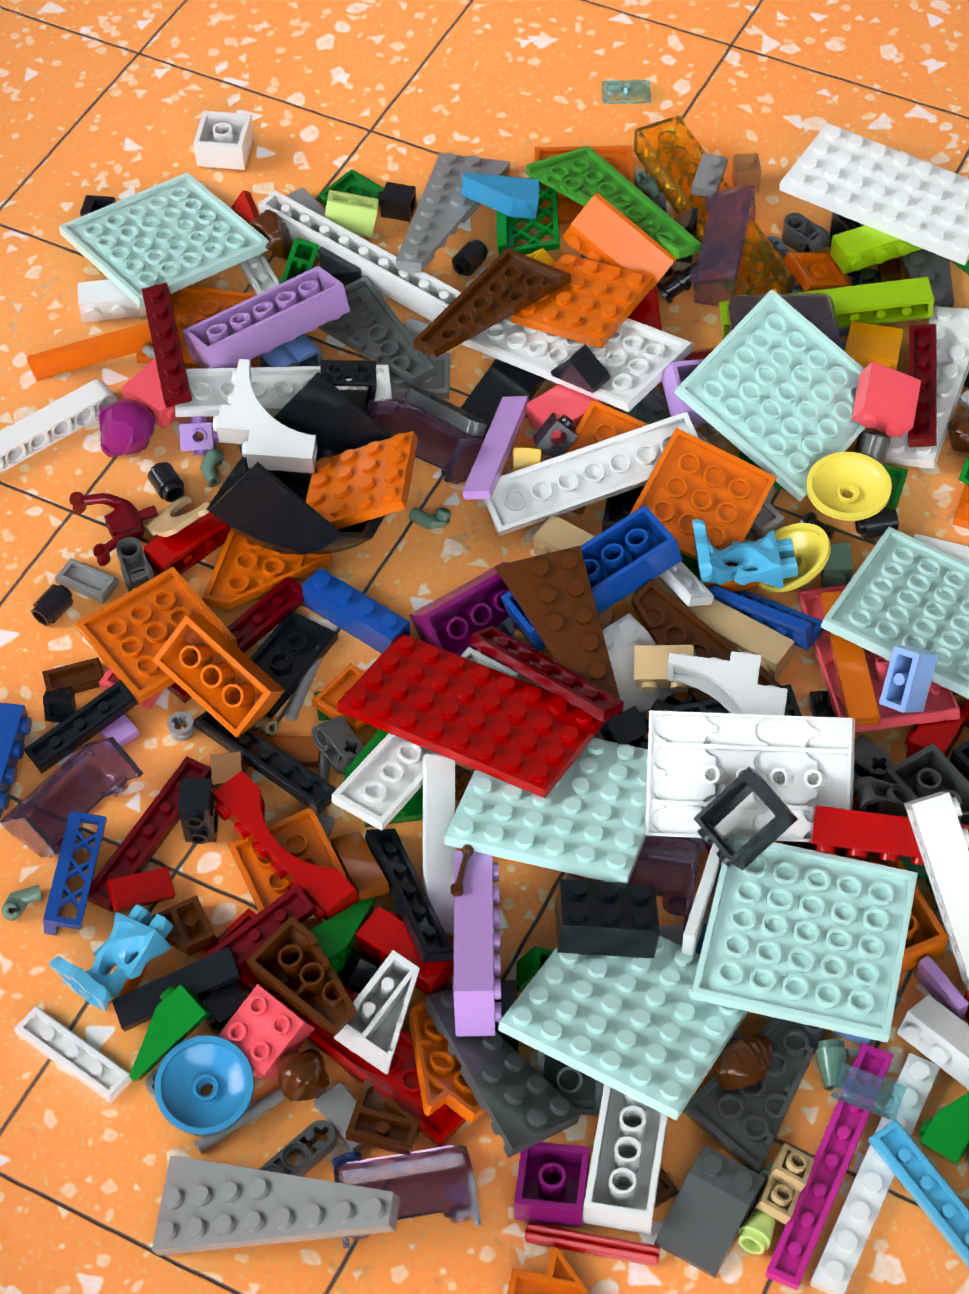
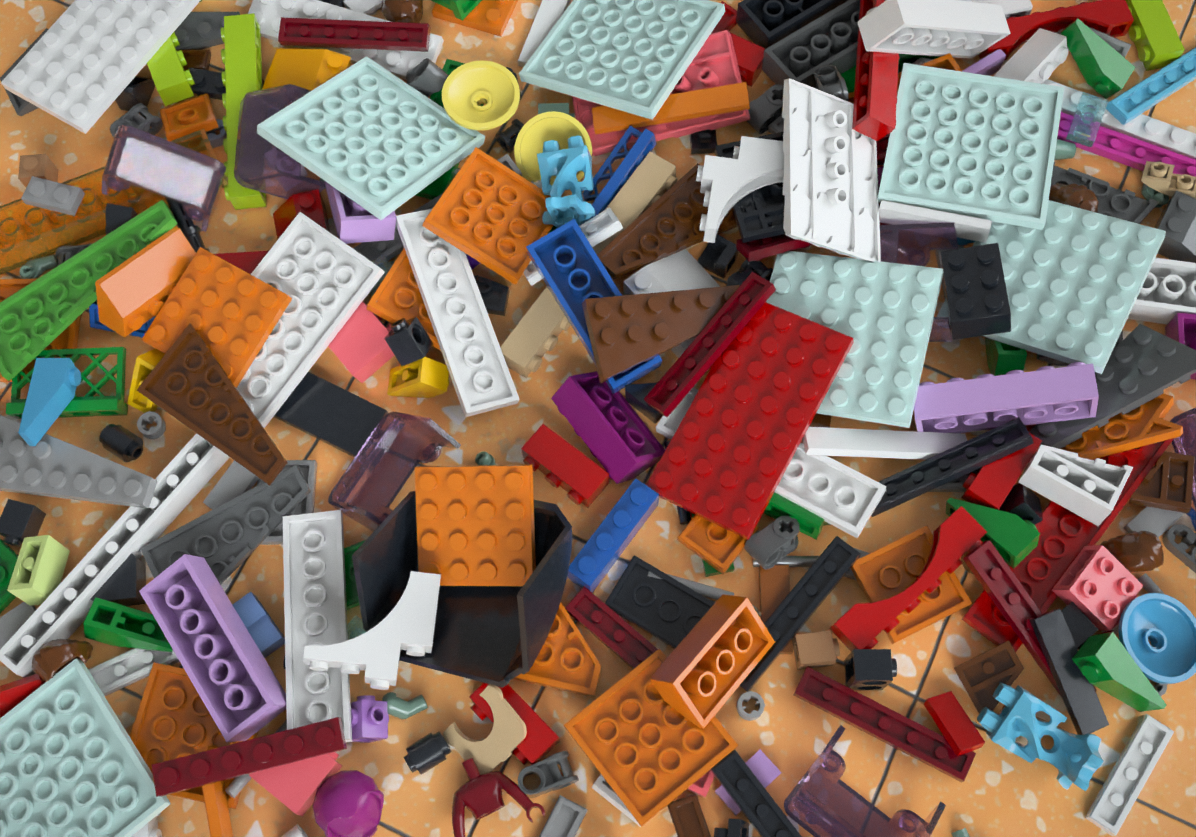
camera: 90 degrees left, 15 degrees up
(64, 872) = (956, 806): blue fence -> none
(302, 976) = (1058, 549): reddish brown wedge -> none
(360, 865) = (911, 515): dark orange tile -> none
(362, 374) = (342, 541): black window -> none
(432, 575) = (565, 466): none -> red brick
(446, 411) = (352, 455): dark grey beam -> none
(457, 888) = (969, 408): reddish brown hinge -> none
(495, 448) = (416, 399): lavender tile -> none
(582, 370) = (328, 313): black slope -> none
(652, 666) = (688, 251): tan brick -> none
(727, 801) = (907, 161): black window -> none
(886, 400) = (385, 55): coral brick -> none
(908, 679) = (716, 51): light blue brick -> none

